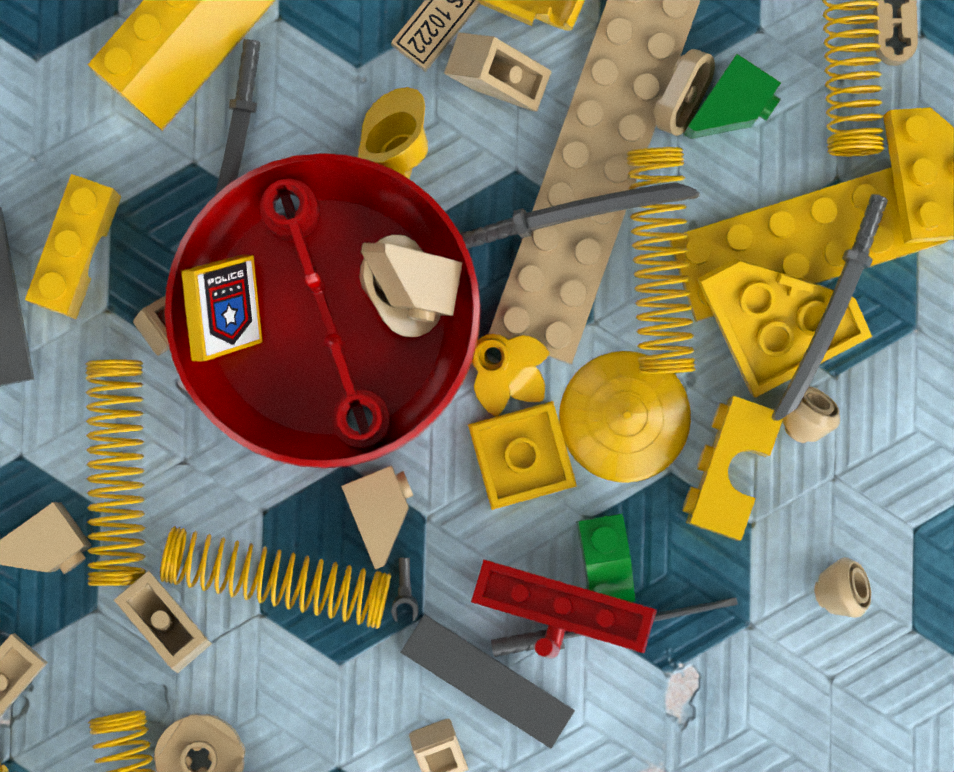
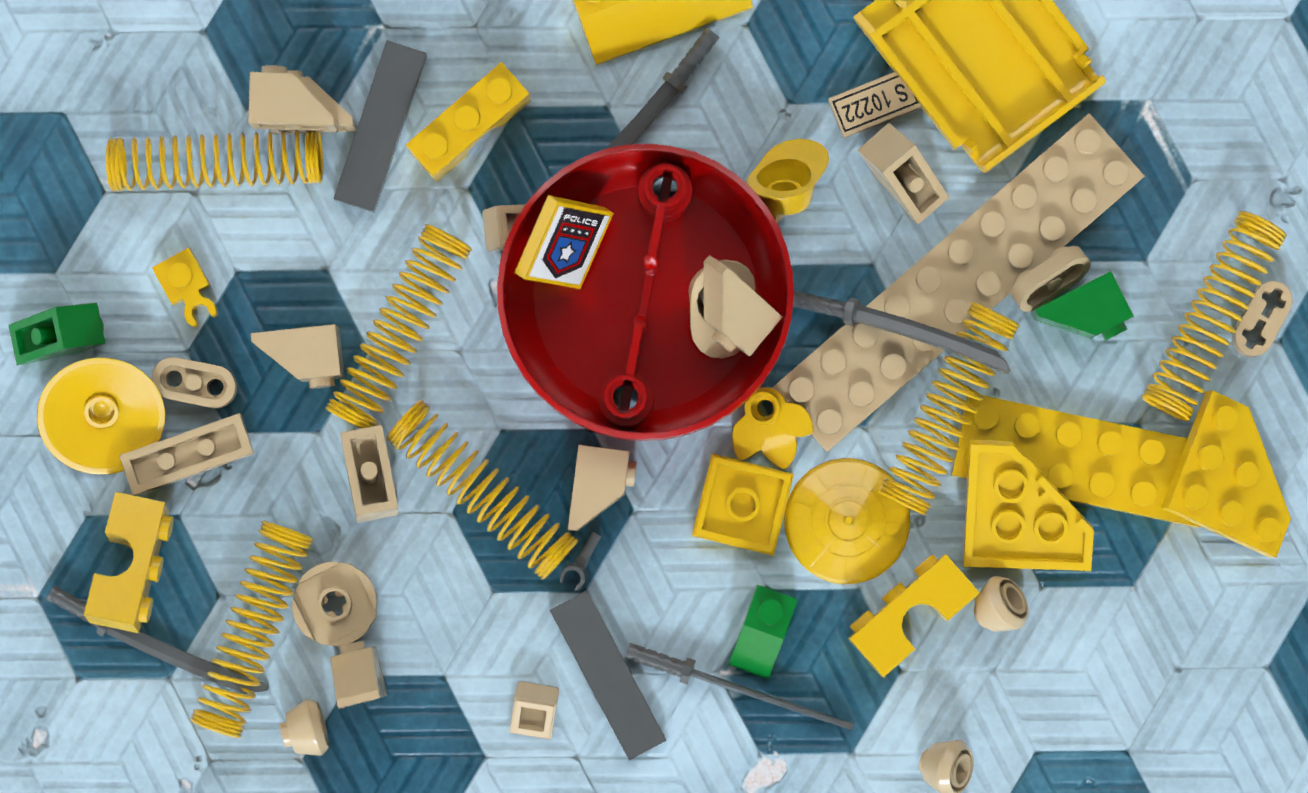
camera: 40 degrees right, 0 degrees up
(563, 609) = (704, 650): red plate -> none
(856, 261) = (1111, 500): dark grey sword -> none

